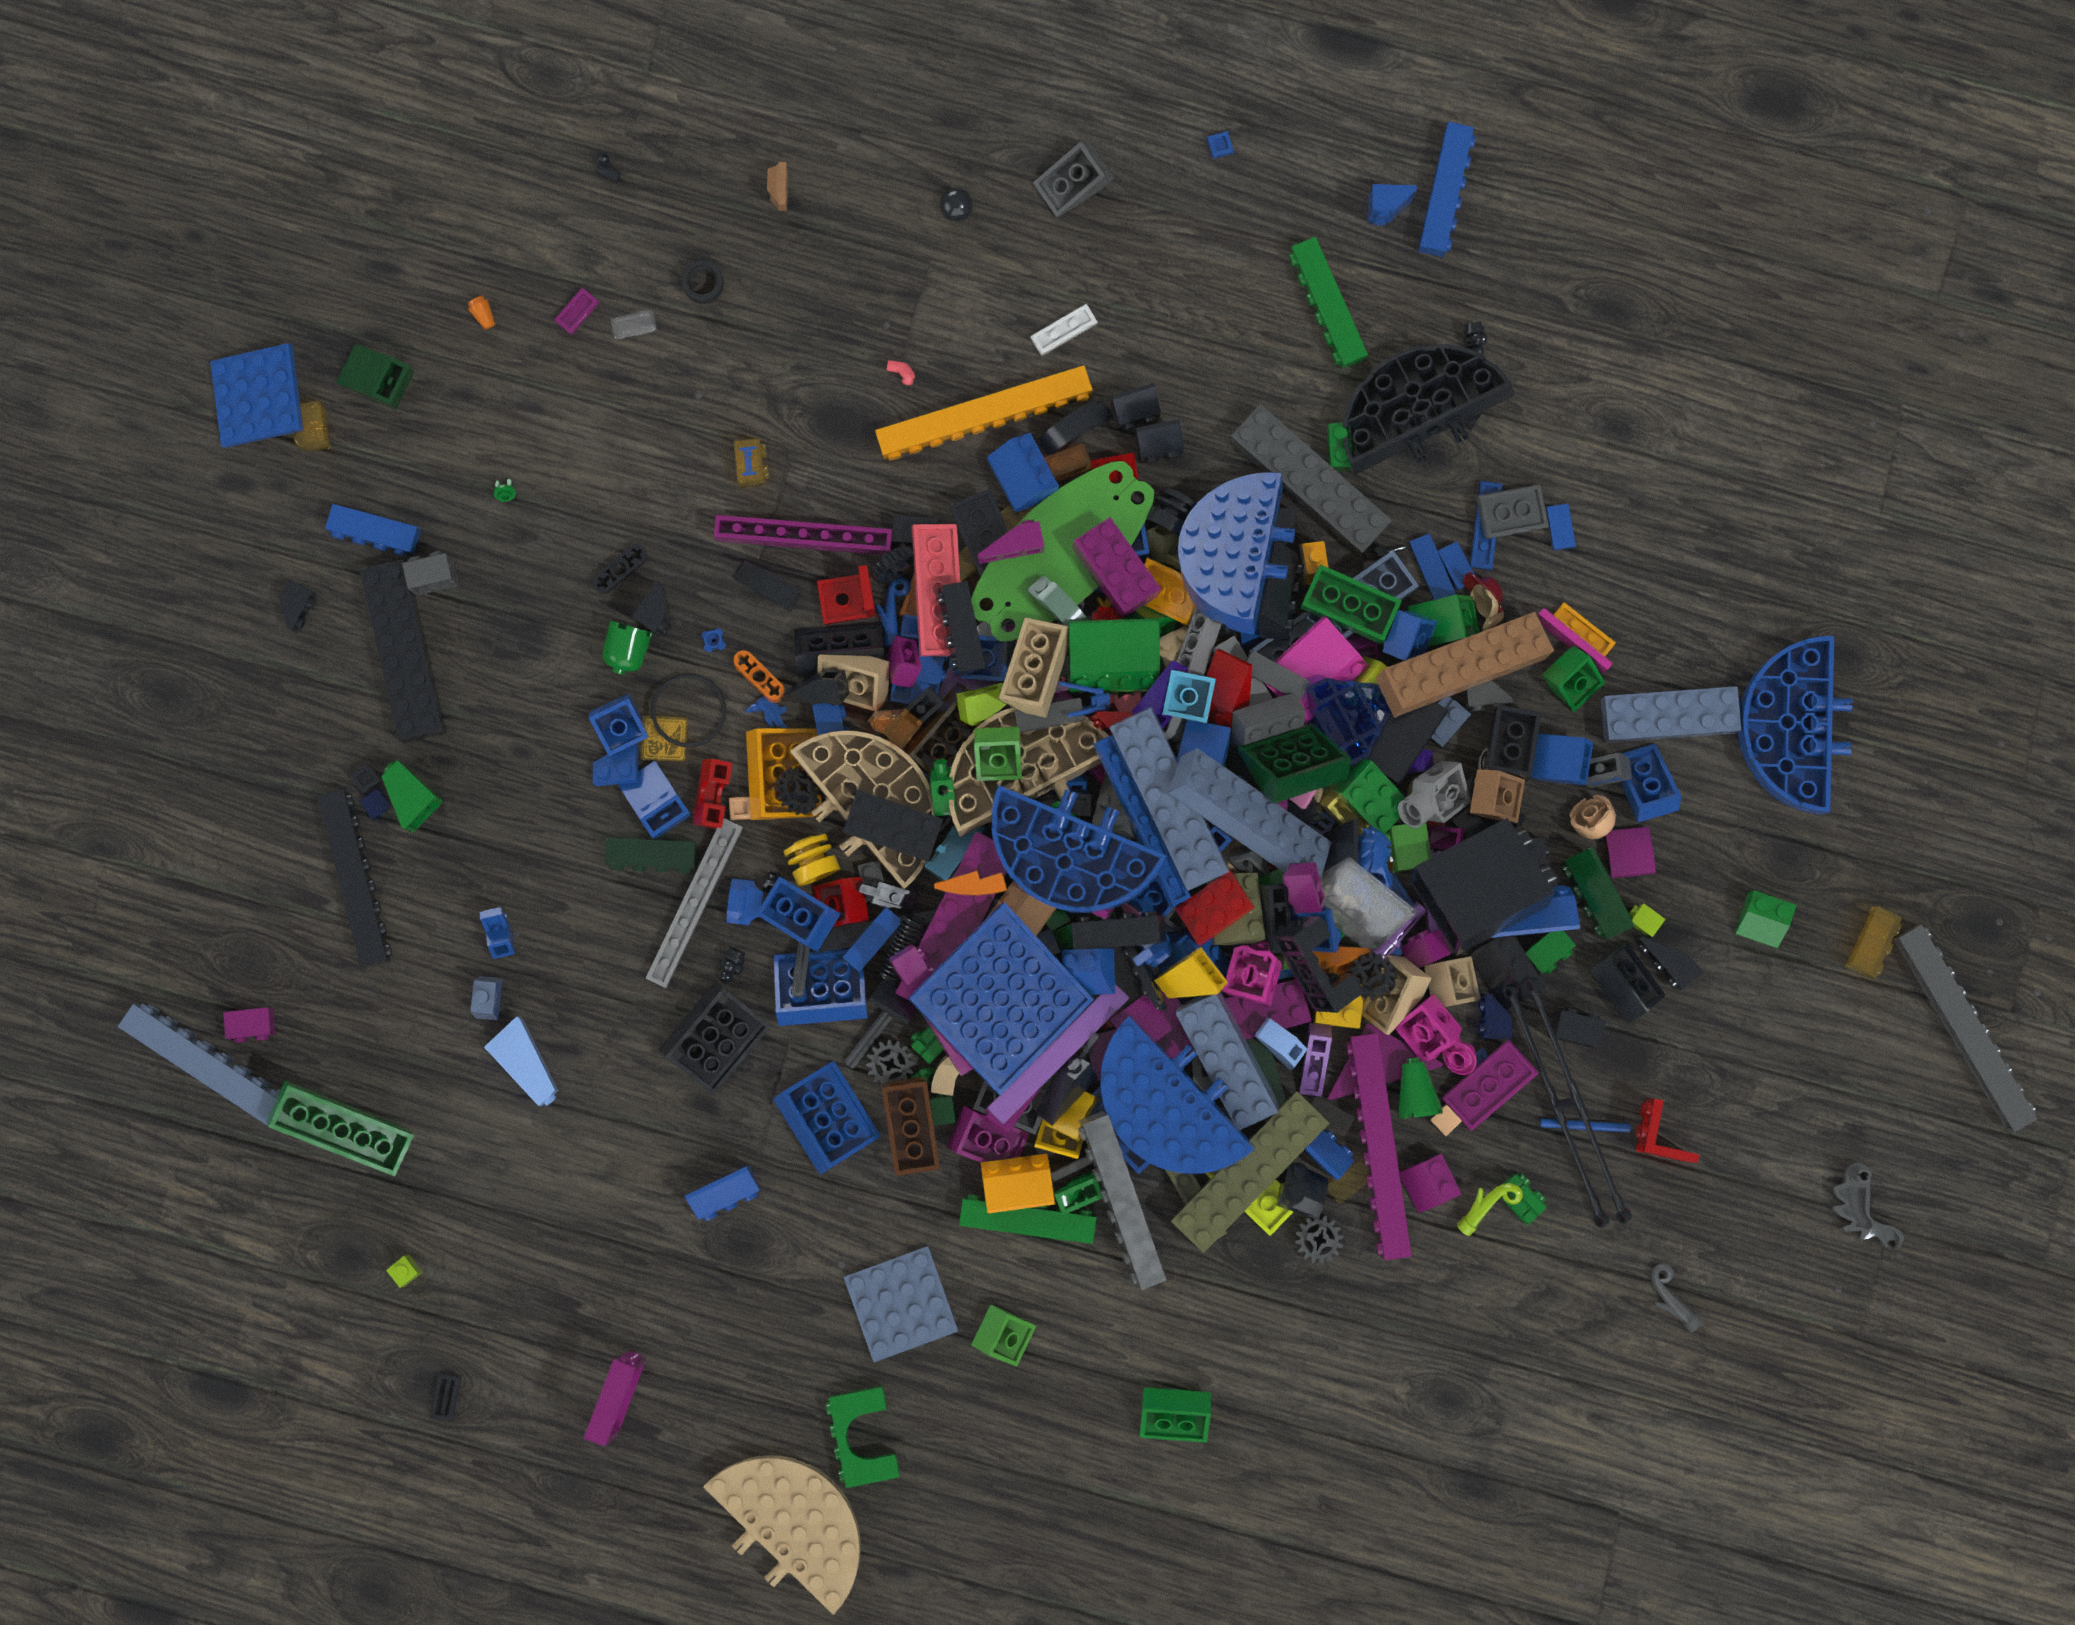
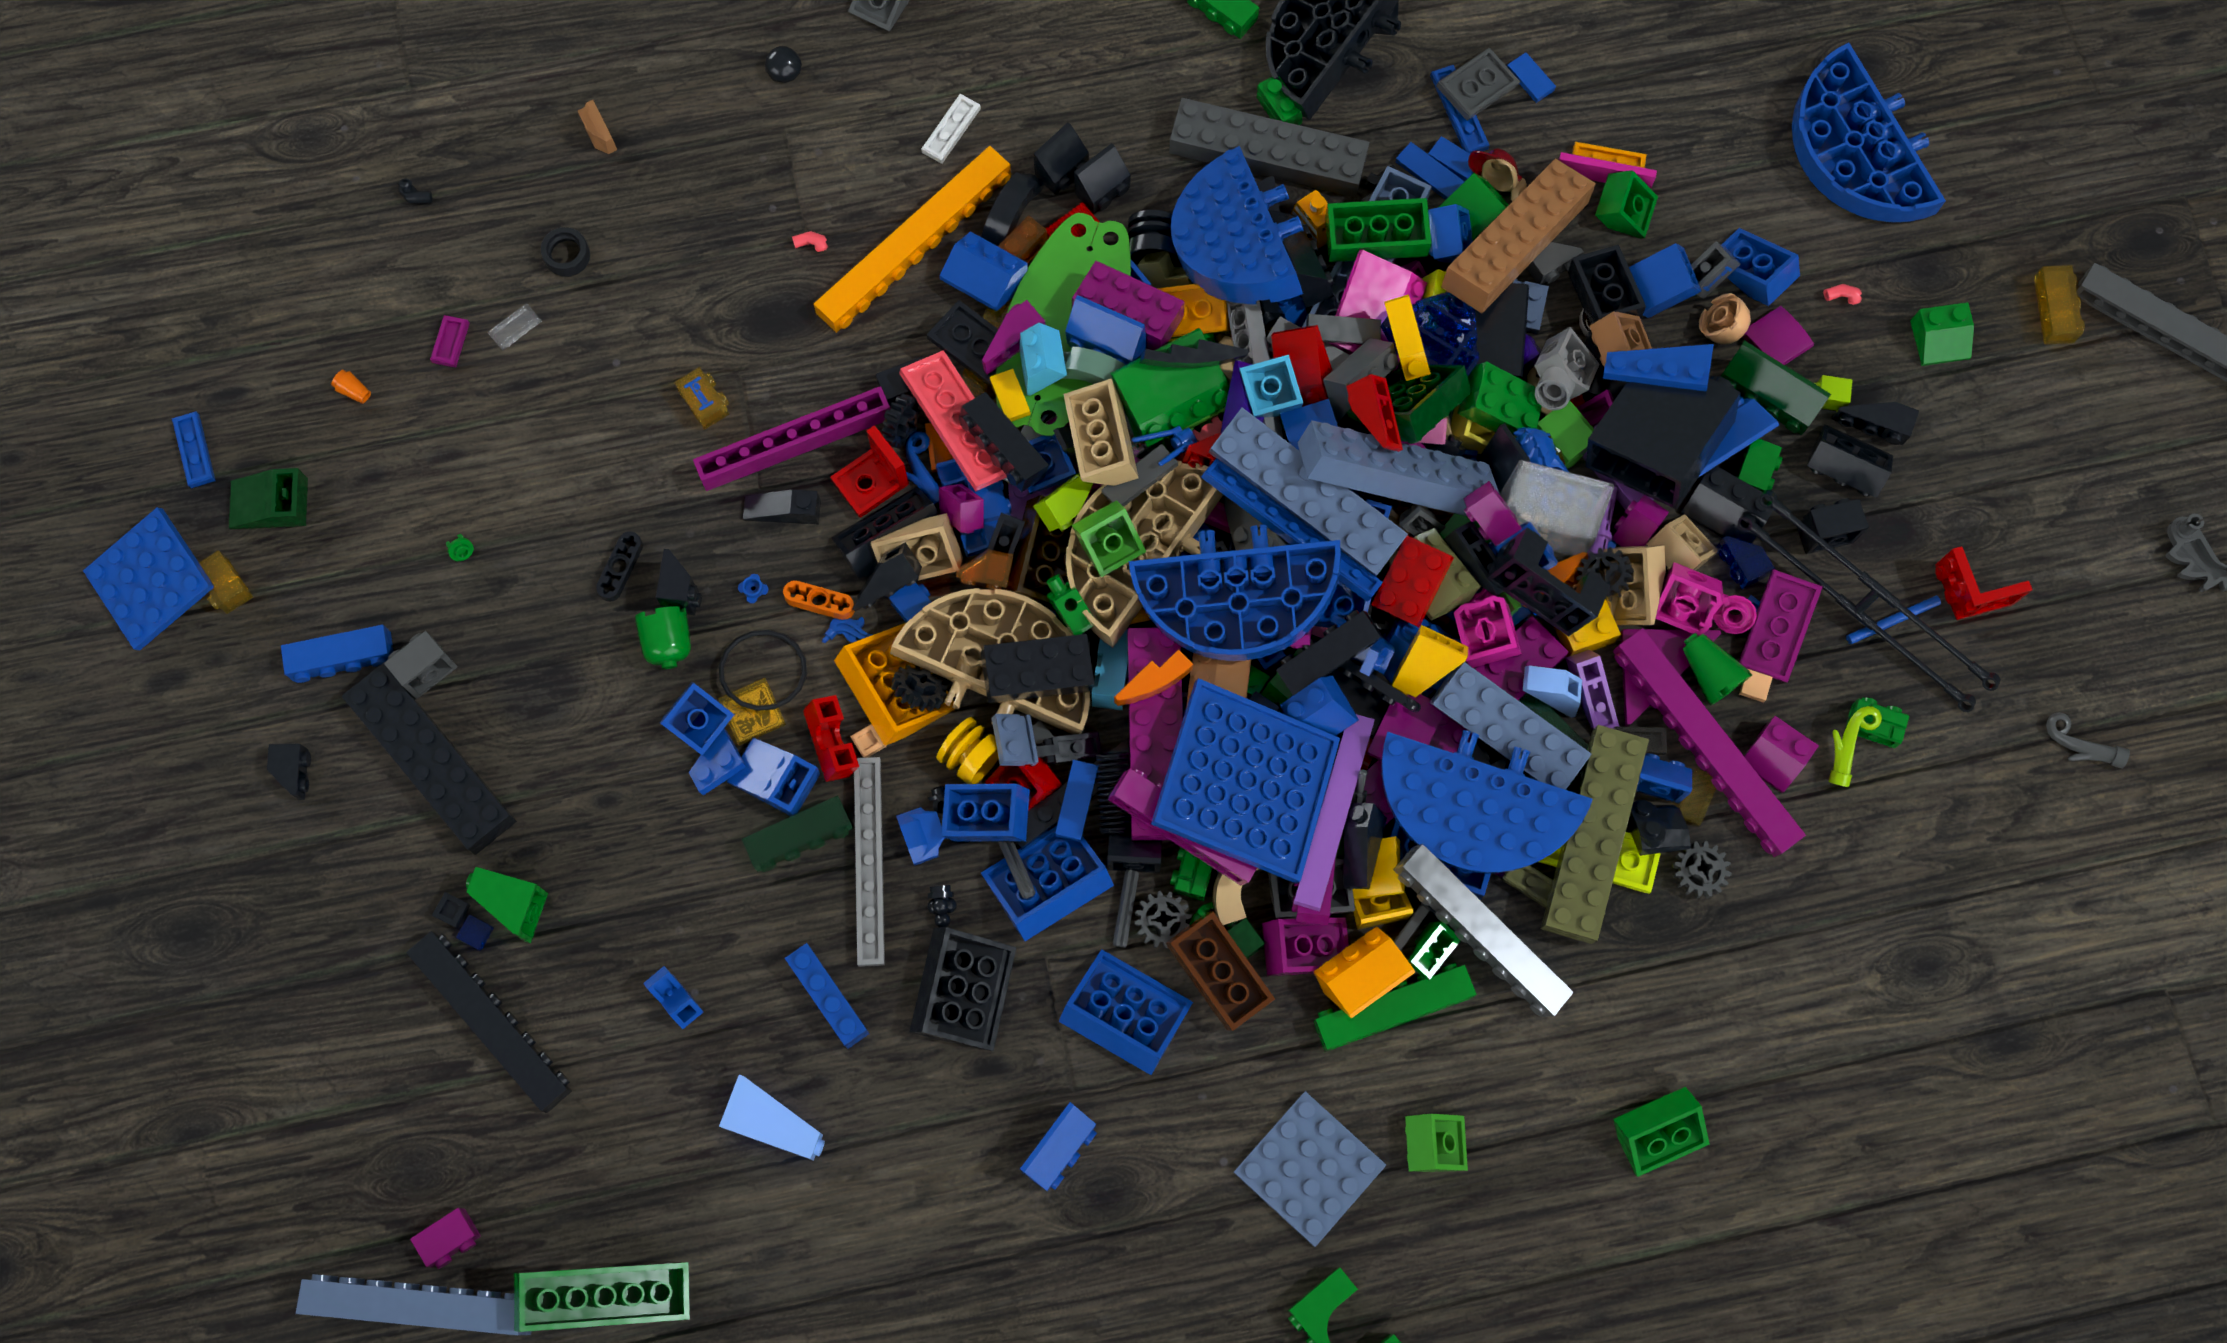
camera: 25 degrees left, 10 degrees down
(337, 301) = (193, 449): none -> blue tile
(486, 997) = (696, 1075): sand blue torso -> none
(611, 990) = (827, 996): none -> blue brick
(848, 870) = (1014, 740): none -> sand blue plate
(986, 592) = (1010, 395): none -> yellow tile
(1025, 577) = (1041, 357): none -> medium azure slope
(1084, 584) = (1105, 331): none -> blue slope
(1147, 644) = (1201, 355): none -> black slope
(1254, 761) = (1373, 406): none -> red slope
(1318, 712) = (1407, 337): none -> yellow slope
(1510, 839) = (1670, 367): none -> blue wing
(1670, 714) = (1738, 192): sand blue brick -> none
(1708, 840) = (1843, 290): none -> coral arm

